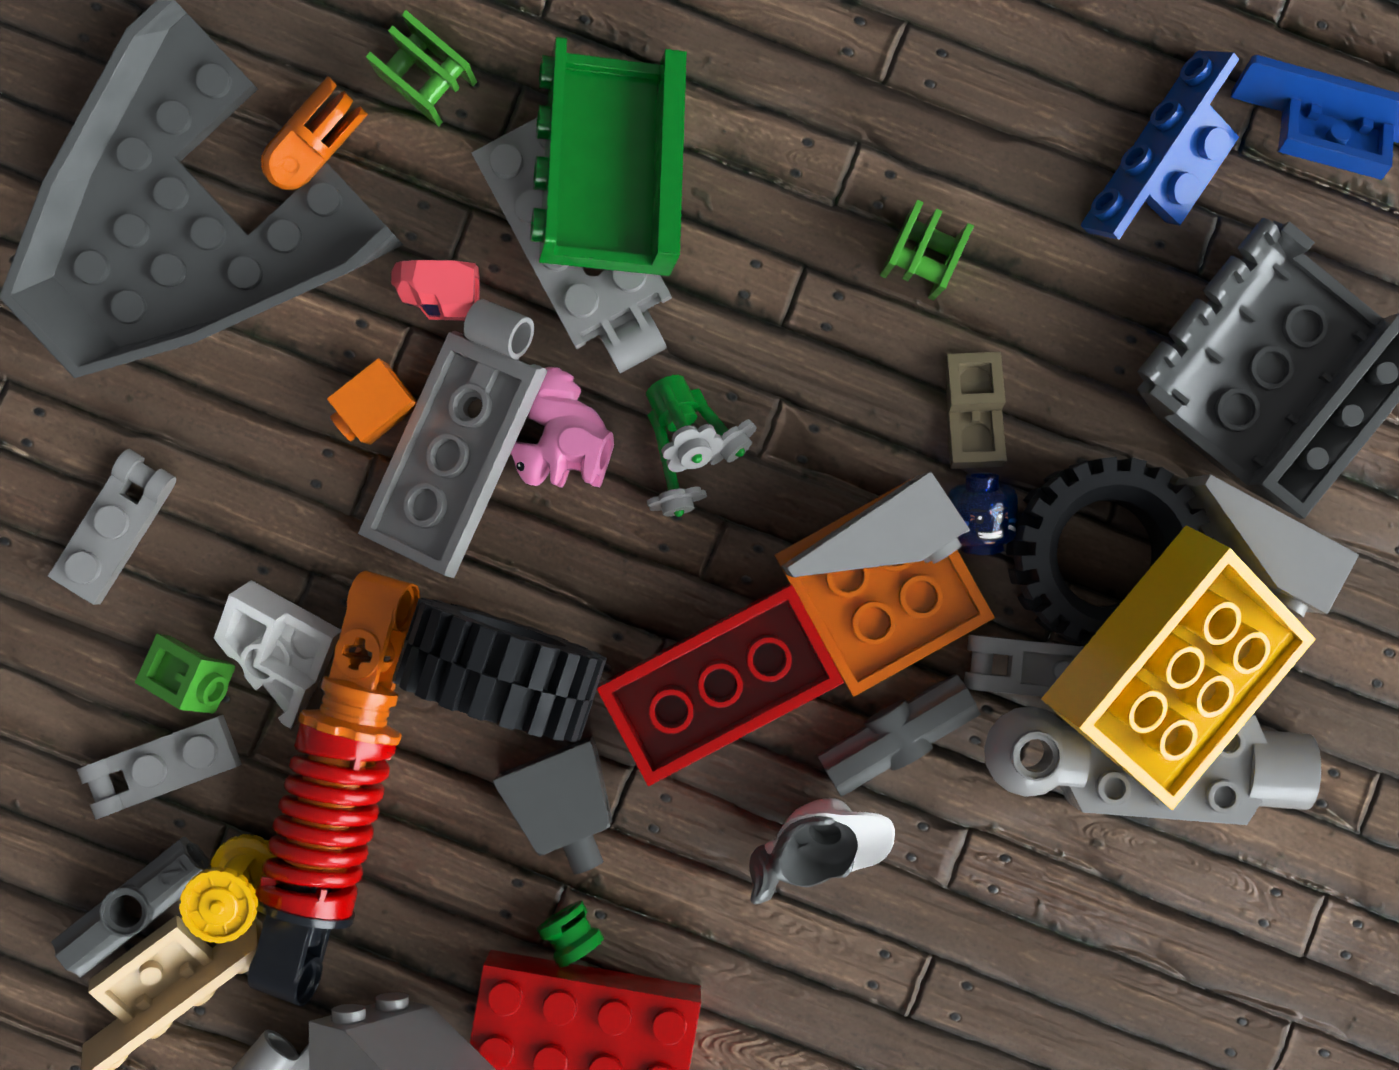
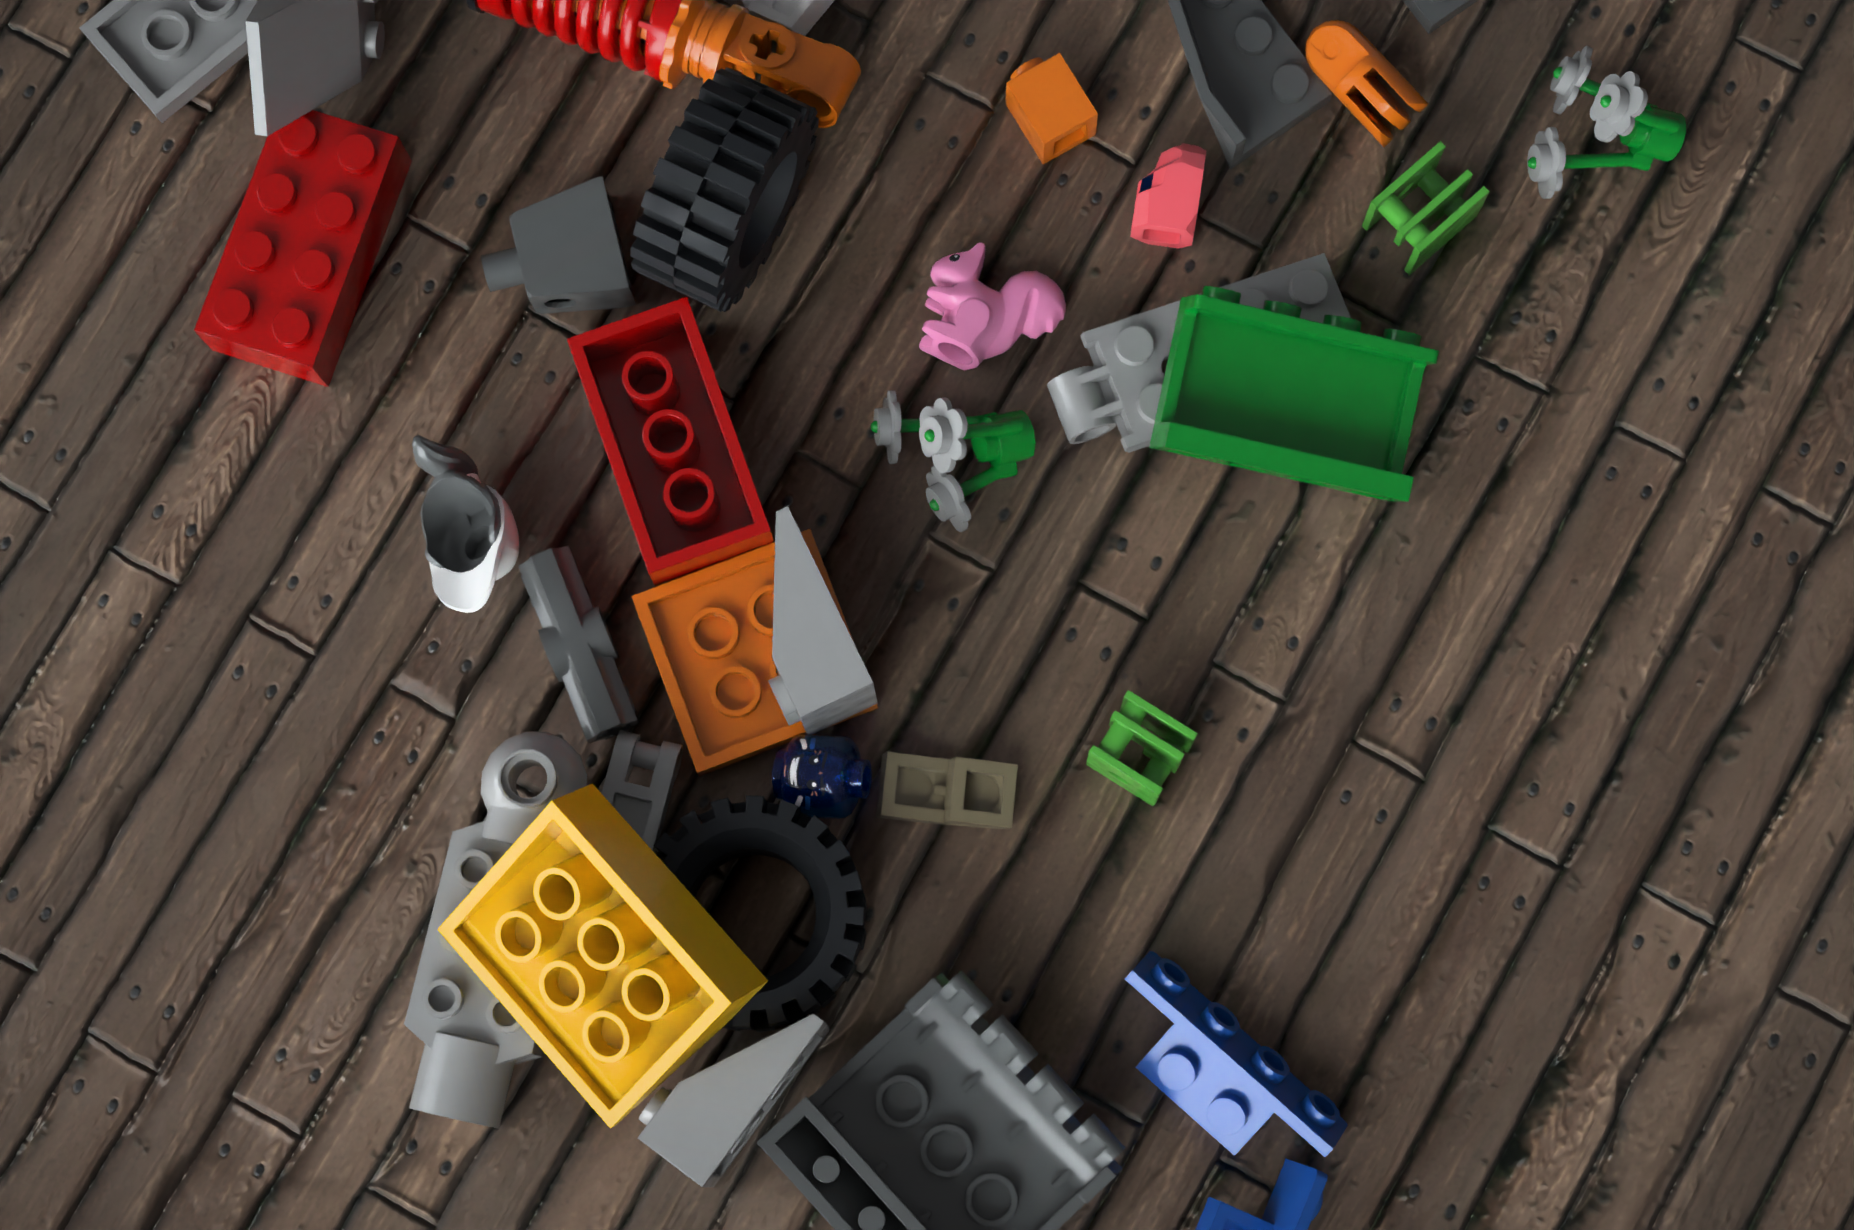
camera: 105 degrees right, 10 degrees down
(453, 461) = (977, 181): light grey hinge -> none
(570, 934) = (409, 247): green wheel -> none

